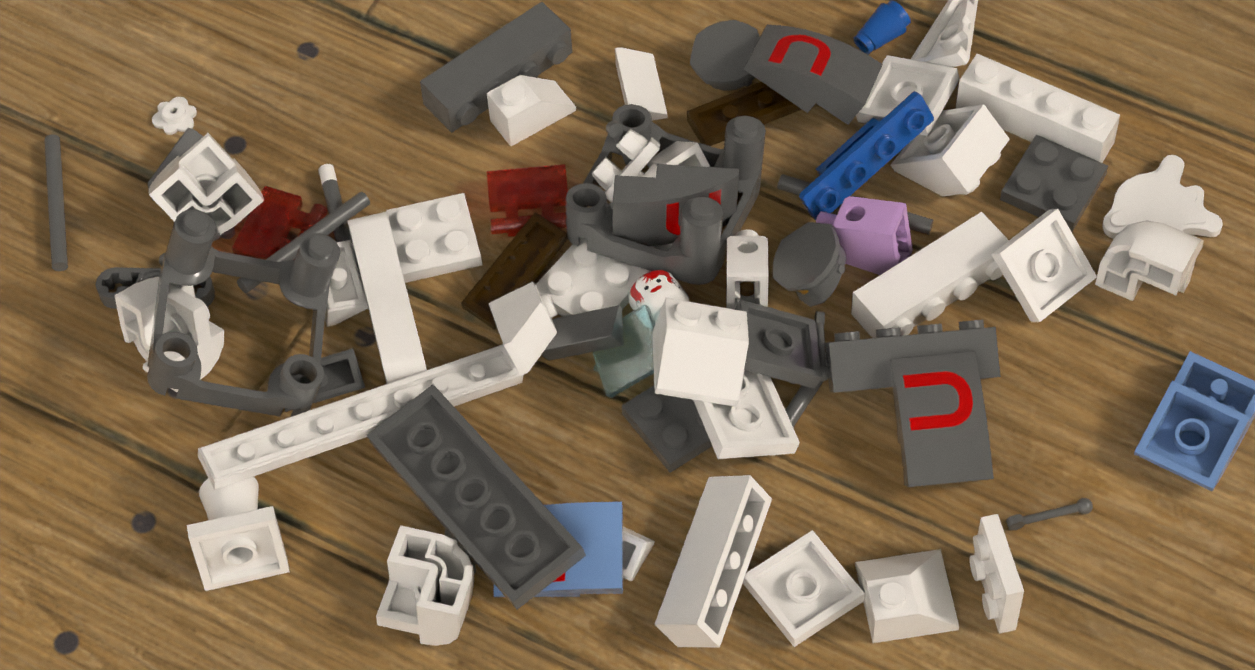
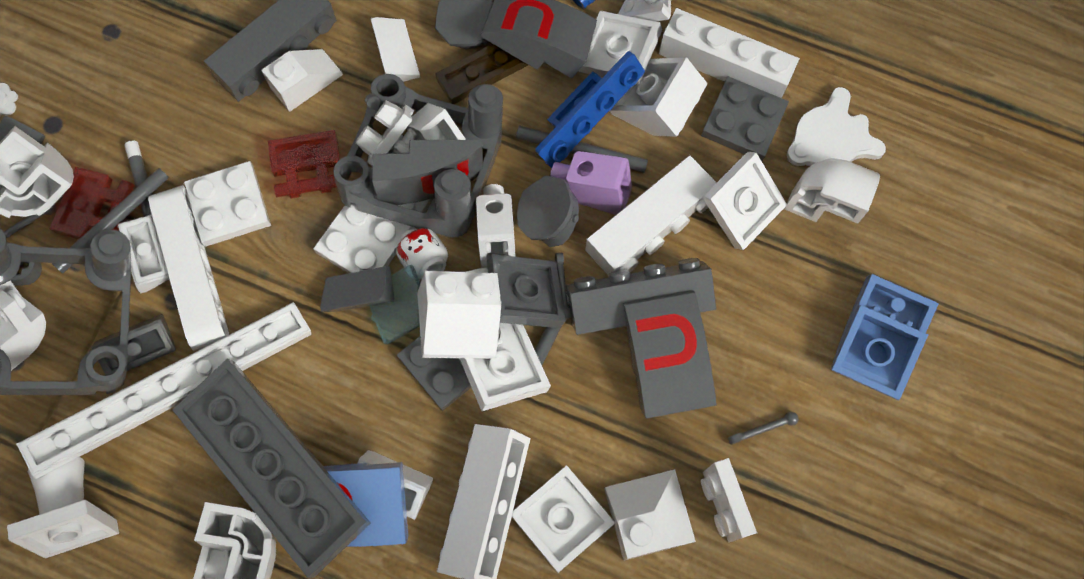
camera: 10 degrees left, 15 degrees up
(515, 266) = (297, 233): dark brown plate -> none
(525, 324) = (306, 290): white slope -> none

